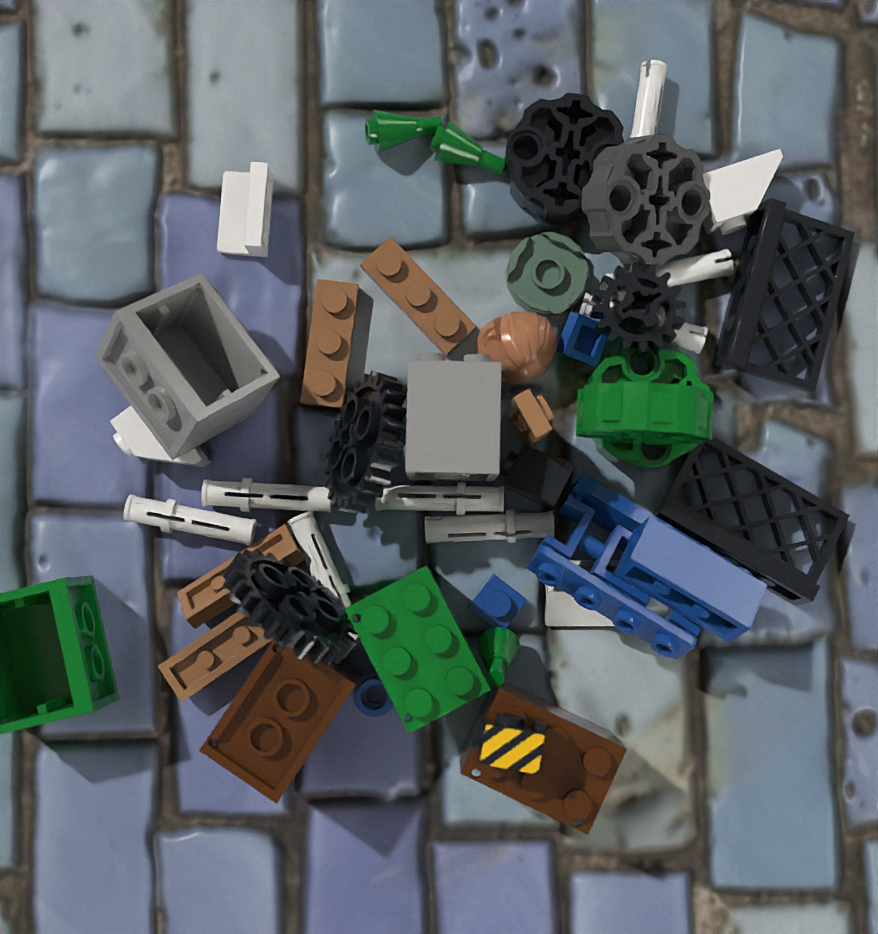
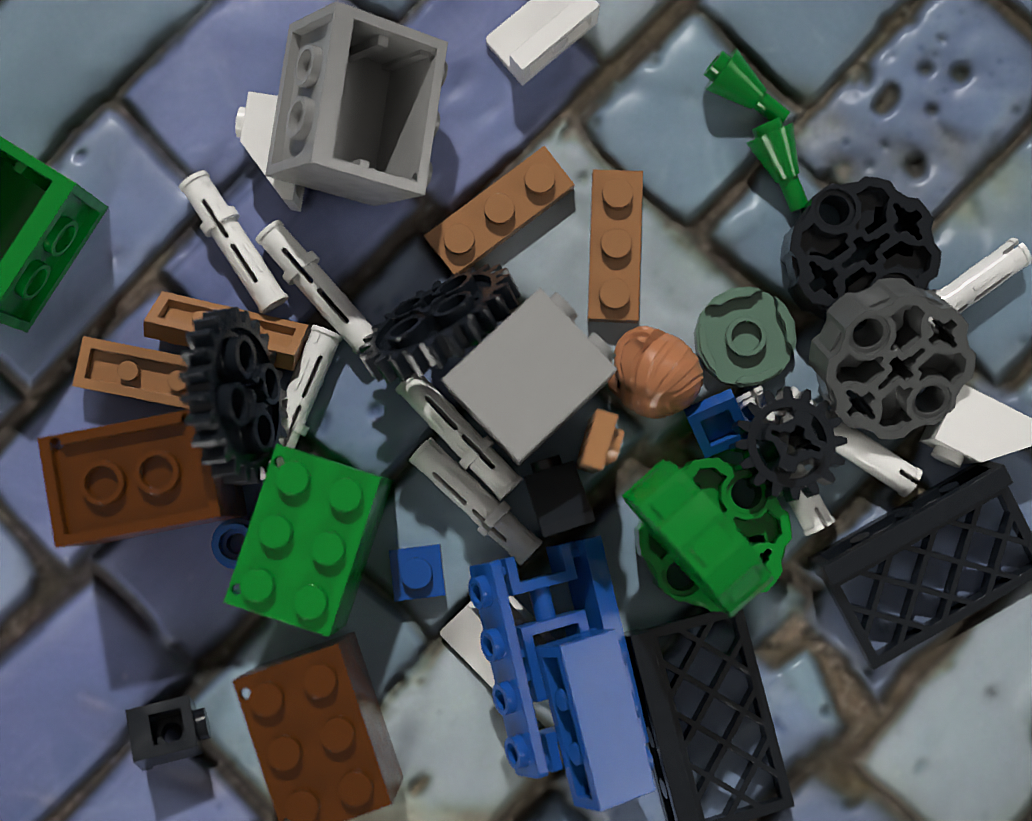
camera: 45 degrees right, 0 degrees up
(432, 852) = (151, 722): none -> black brick
(498, 651) = (374, 613): green cone -> none
(509, 742) = (295, 695): brick -> none

